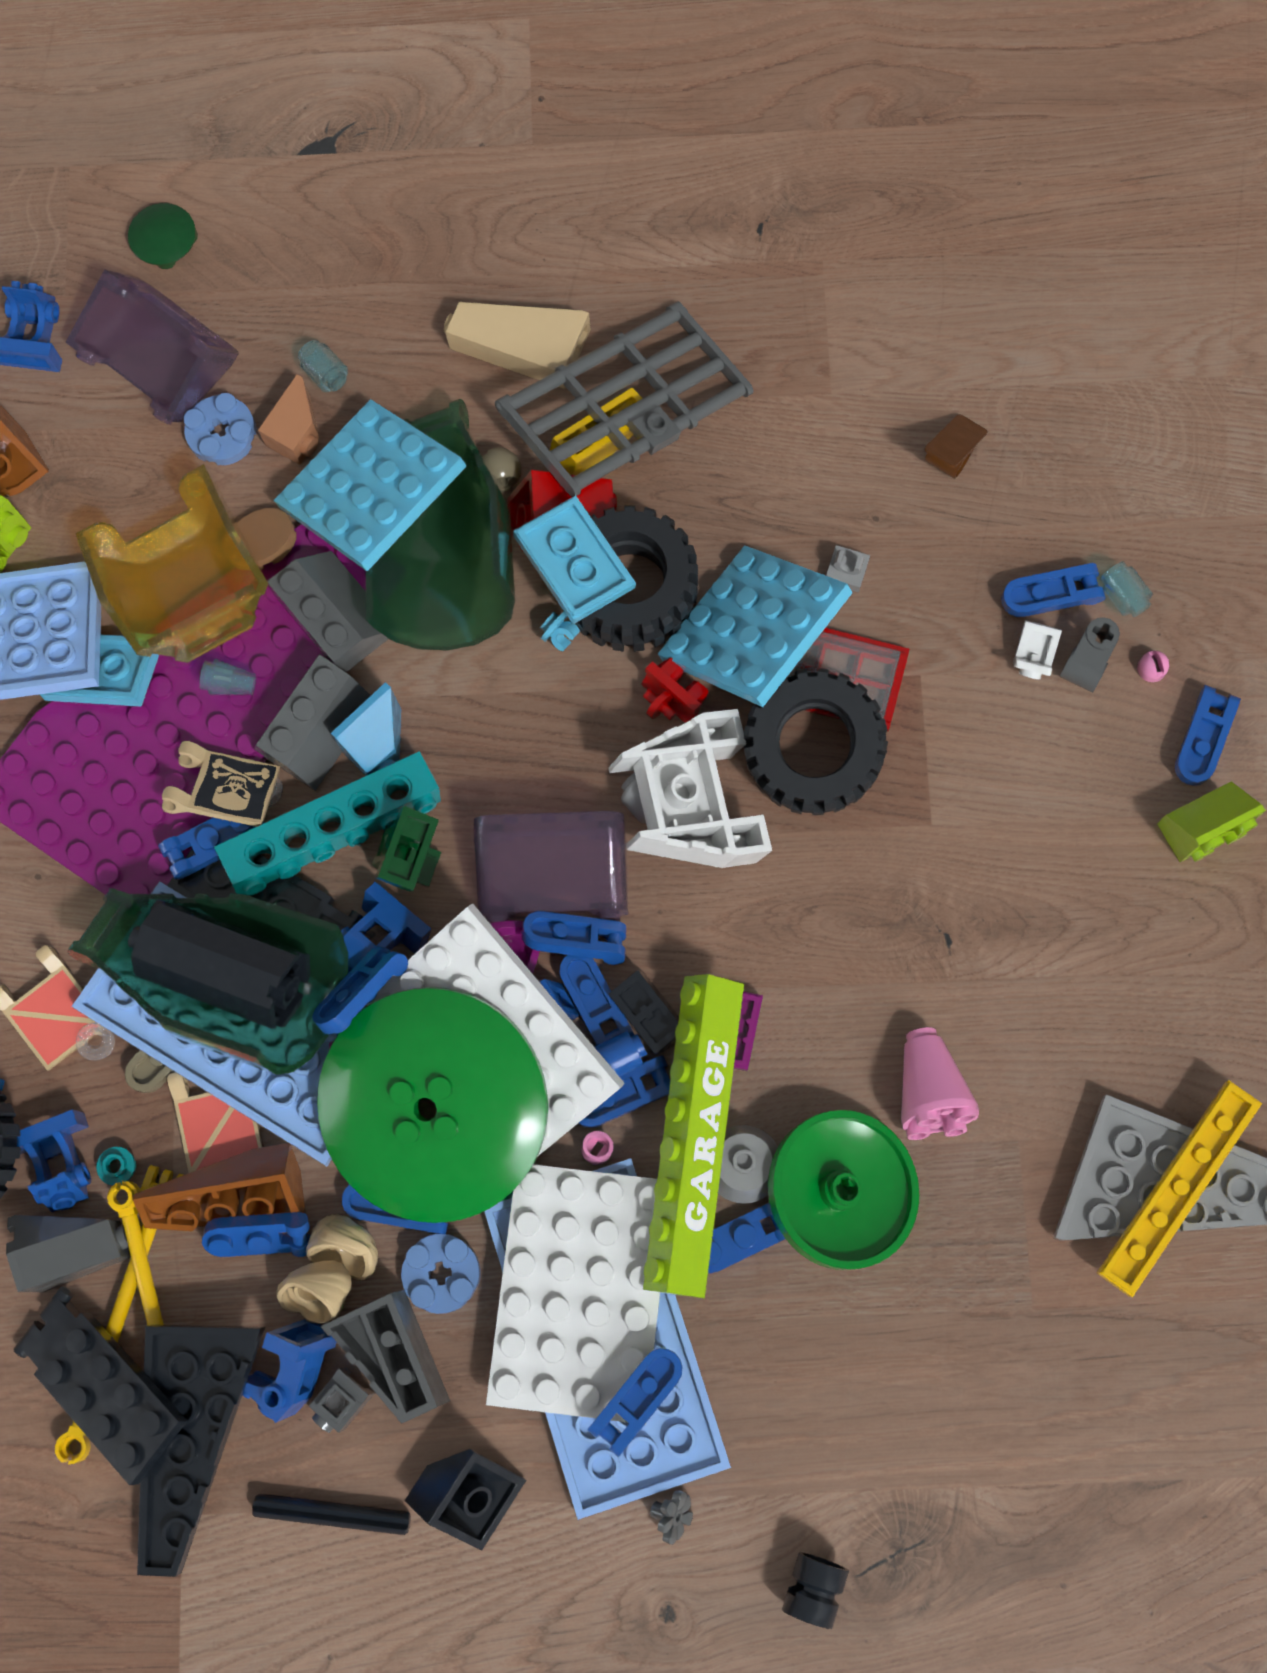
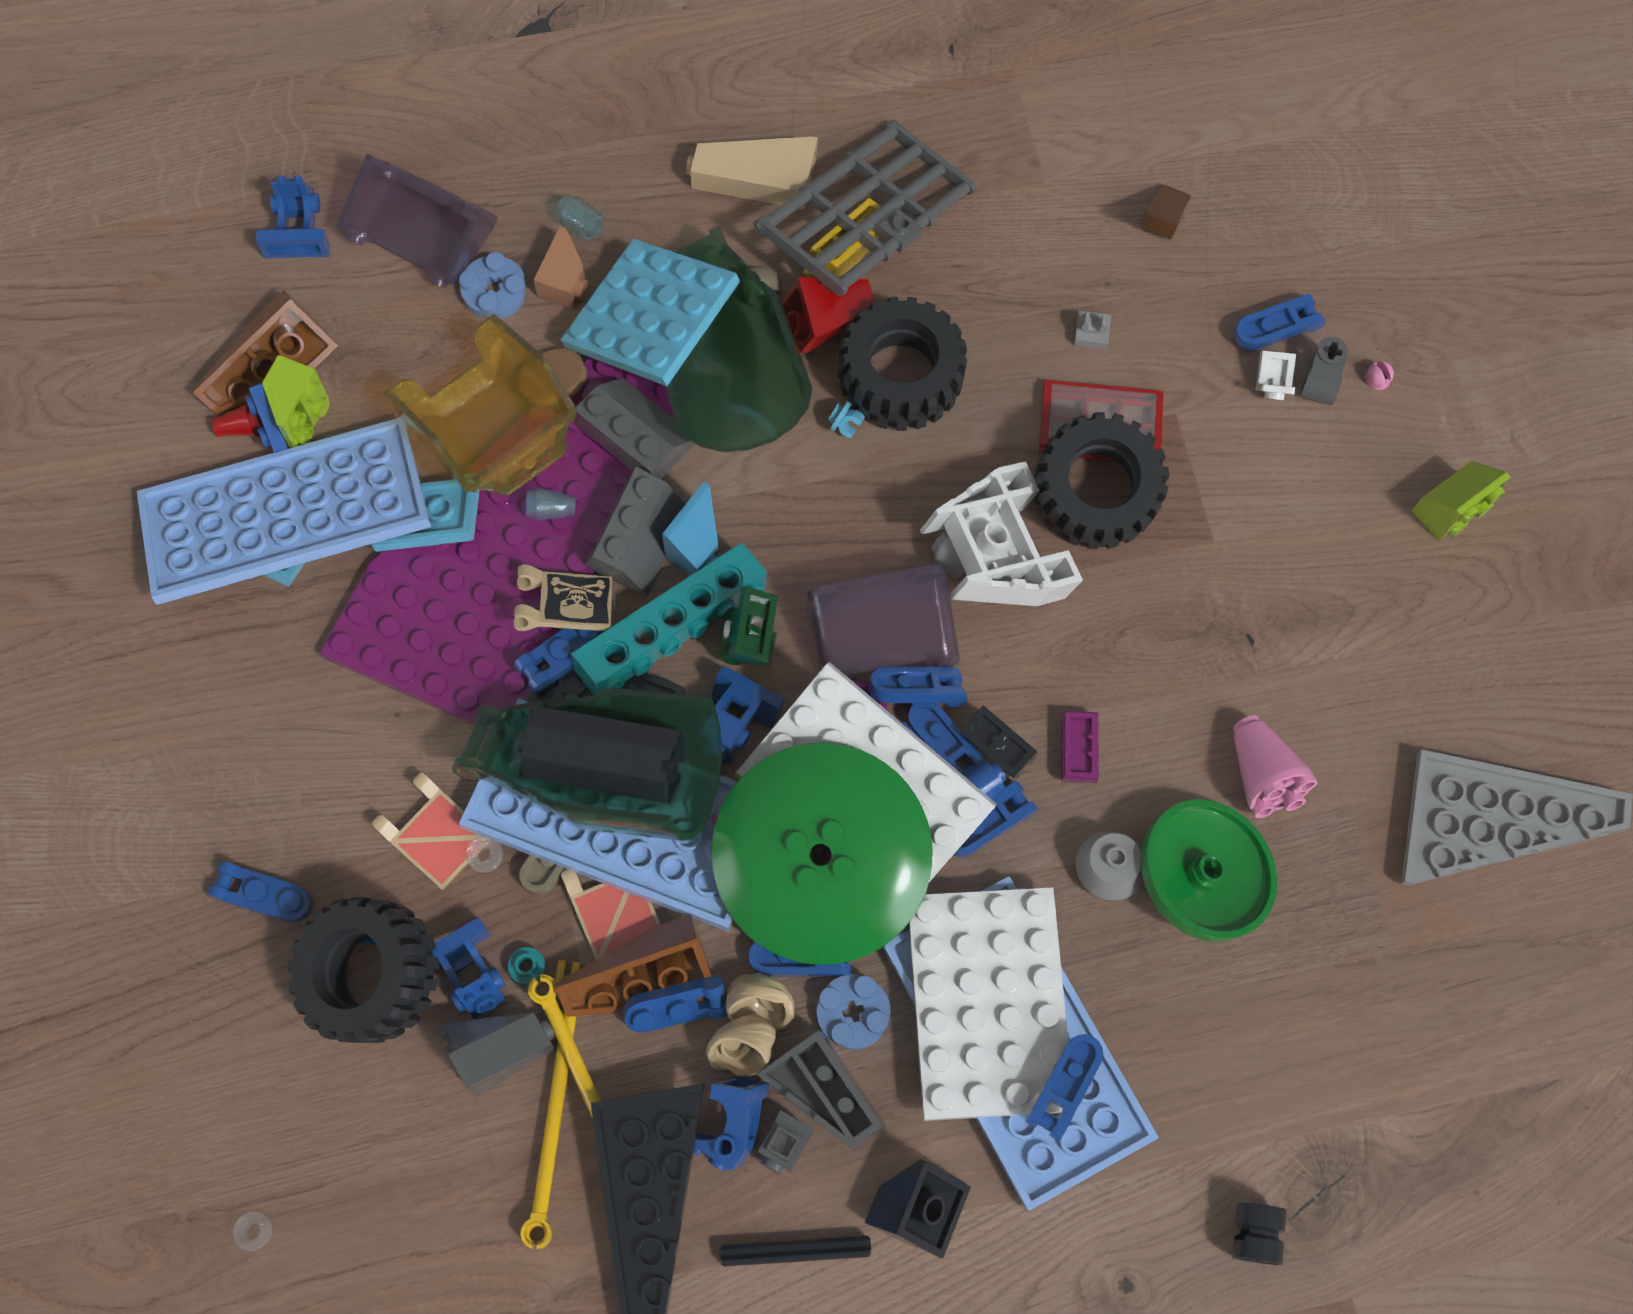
camera: 20 degrees left, 5 degrees down
(100, 1387) = (556, 1168): black hinge -> none
(162, 234) = (404, 121): dark green dish -> none
(358, 989) = (735, 757): blue plate -> none
(574, 559) = (855, 349): medium azure tile -> none
(590, 1142) = (980, 865): bright pink hinge -> none
(668, 696) = (957, 460): red hips -> none
(673, 1516) = (1113, 1192): dark grey plant -> none
(693, 1136) = (1066, 844): lime brick -> none
(742, 1239) = (1120, 934): blue plate -> none
(755, 624) = (1025, 386): medium azure plate -> none
(1126, 589) = (1343, 312): clear light blue brick -> none
(1179, 1188) = (1503, 820): yellow tile -> none
(1205, 736) = (1438, 428): blue plate -> none

